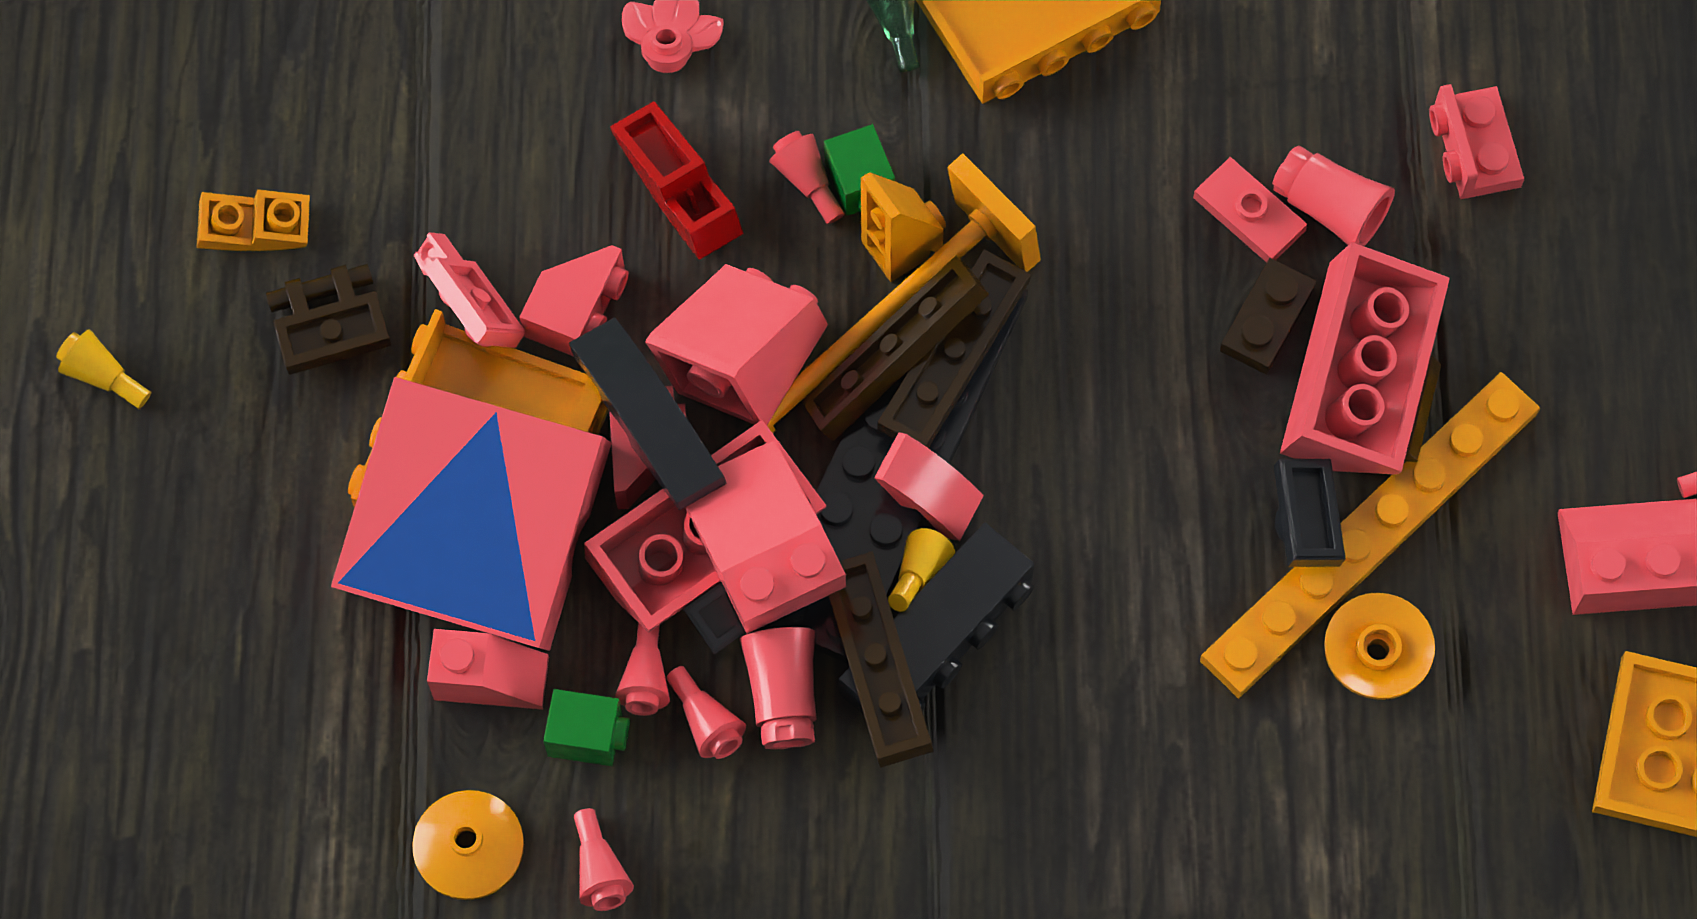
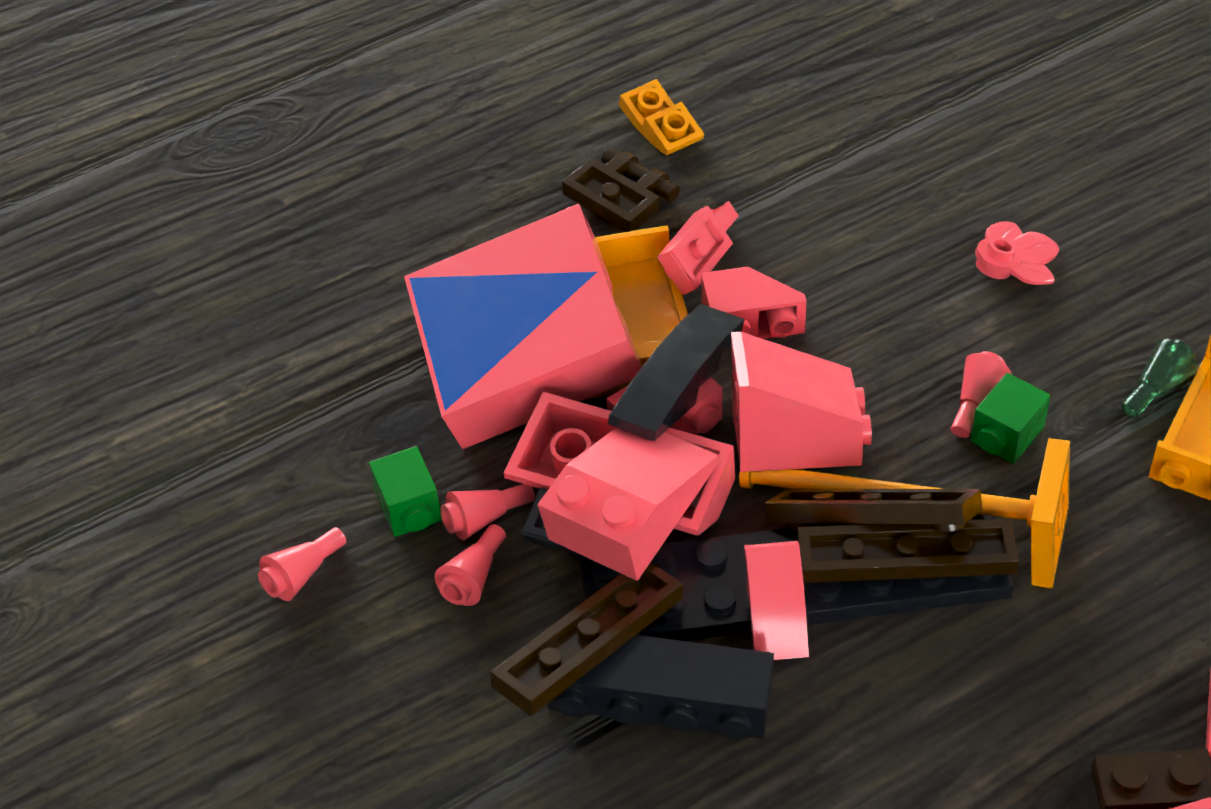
camera: 60 degrees right, 20 degrees down
(90, 362) = (488, 91): yellow cone -> none
(472, 870) = (269, 482): light orange dish -> none
(486, 670) = (410, 405): coral slope -> none
(677, 180) = (897, 319): red slope -> none
(782, 684) = (530, 597): coral plant -> none
(898, 225) = (982, 443): light orange slope -> none
(922, 559) = (712, 630): yellow cone -> none

